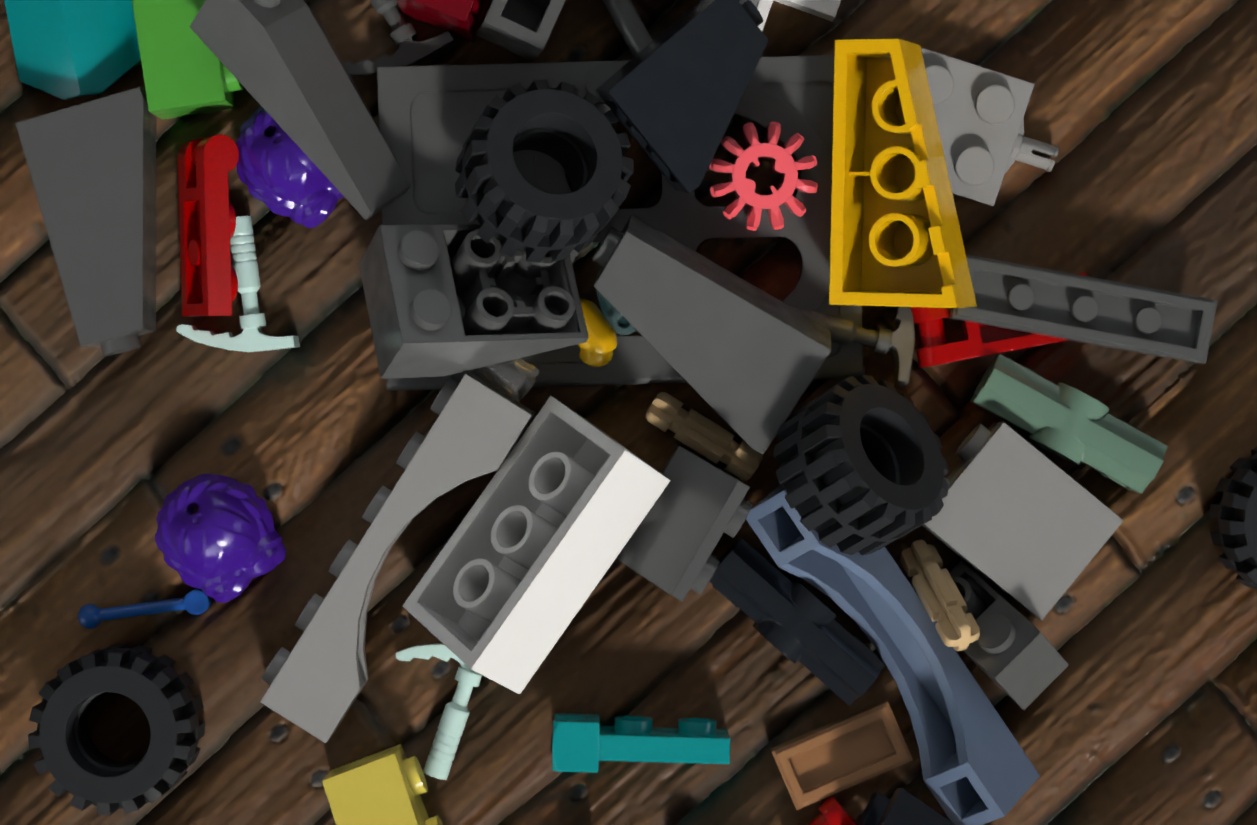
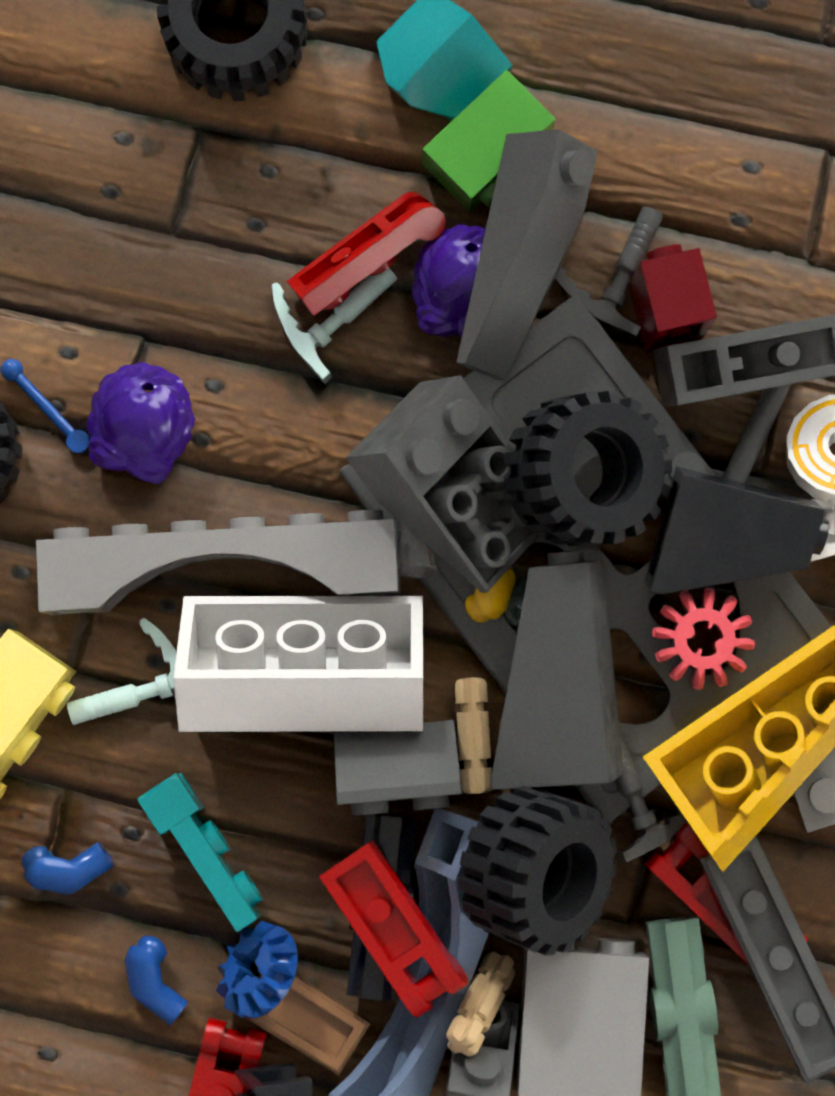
camera: 55 degrees right, 5 degrees down
(99, 210) = (323, 164): dark grey slope -> none
(777, 746) = (277, 962): none -> blue gear
(822, 627) = (393, 928): none -> red plate

